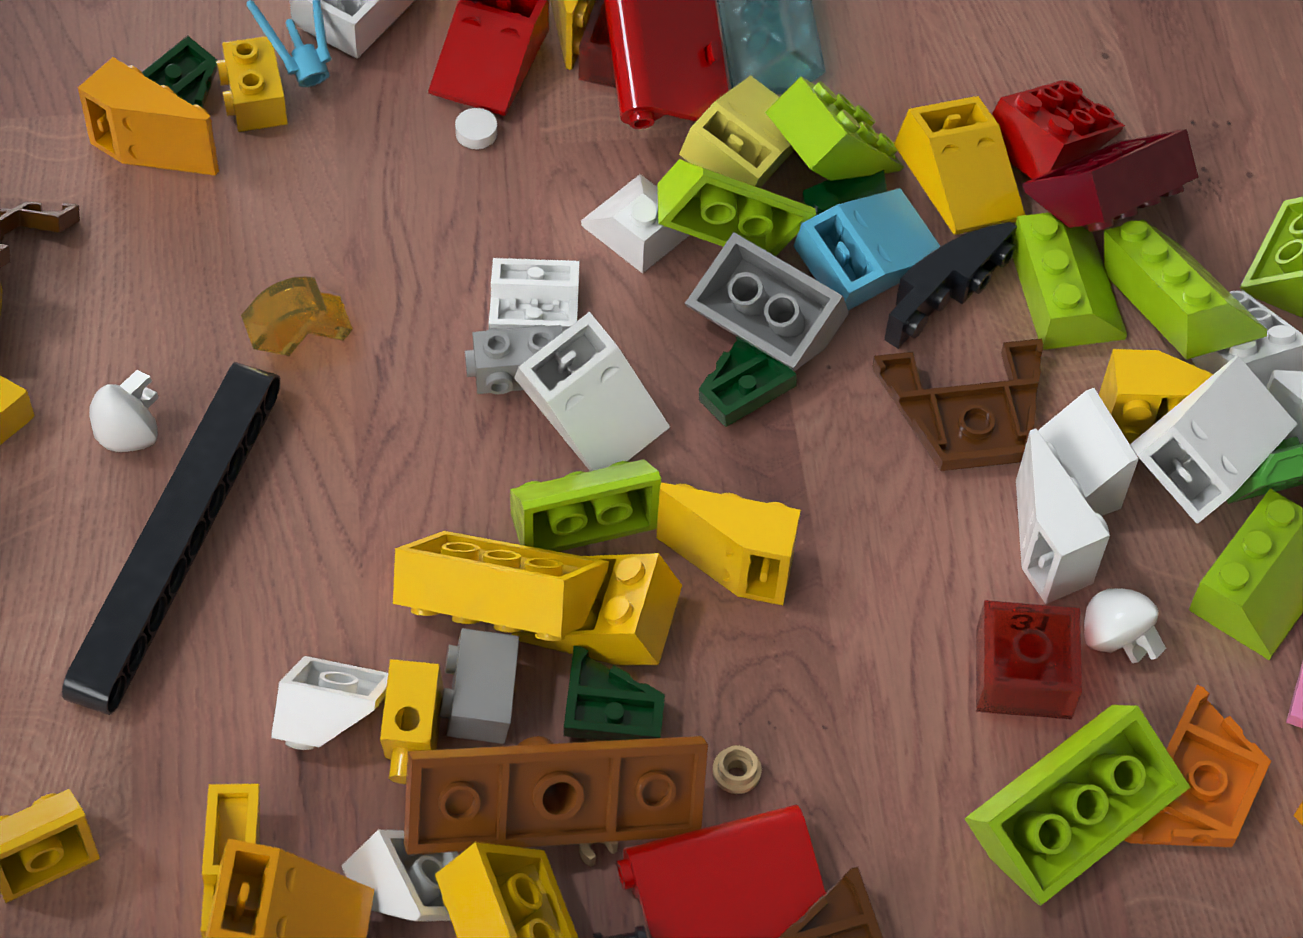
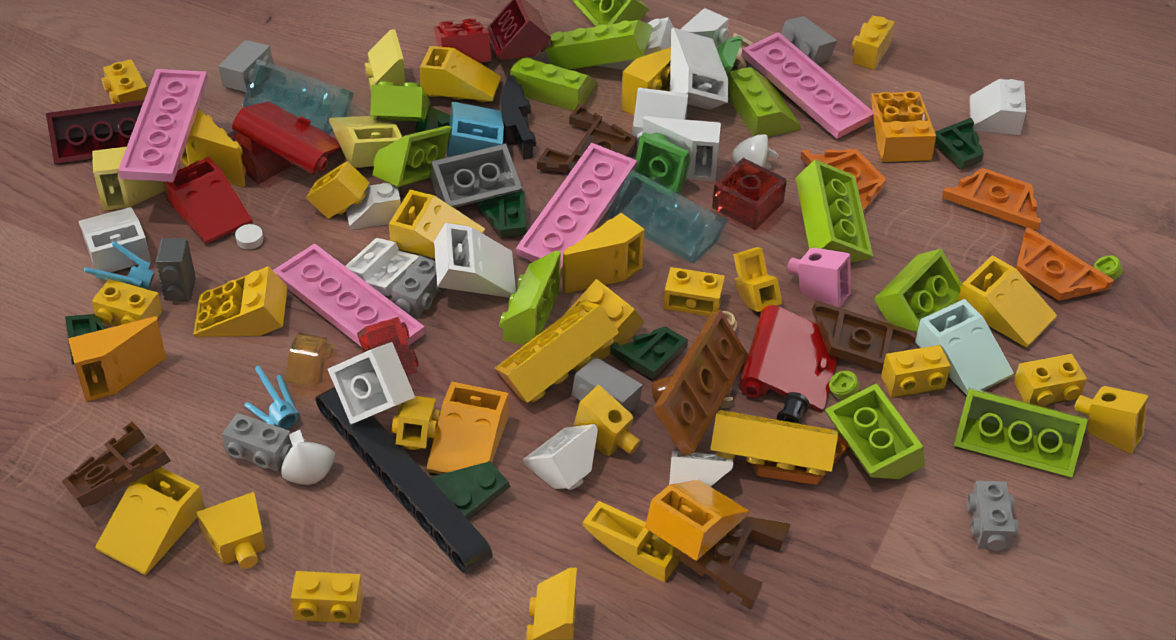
camera: 55 degrees left, 10 degrees down
(117, 341) = (256, 442): none -> light grey brick
(193, 341) = (282, 413): none -> medium azure plant
(199, 622) = (472, 487): none -> dark green wing
(257, 404) = (371, 382): none -> white slope
(258, 493) = (415, 422): none -> yellow brick
(291, 565) = (468, 428): none -> light orange slope
(334, 89) = (175, 269): none -> dark grey brick
(341, 390) = (386, 332): none -> clear red brick
(342, 197) = (242, 306): none -> yellow slope
(434, 302) = (340, 294): none -> bright pink plate
(609, 166) = (338, 190): none -> yellow brick
(640, 308) = (421, 220): none -> yellow slope
(768, 695) = (693, 291): none -> yellow brick
(824, 453) = (577, 203): none -> bright pink plate
(845, 767) = (753, 282): none -> yellow brick
(899, 579) = (668, 216): none -> clear light blue slope
(904, 80) = (386, 61): none -> light yellow slope
(928, 838) = (823, 275): none -> bright pink torso
(986, 509) = (662, 161): none -> bright green slope

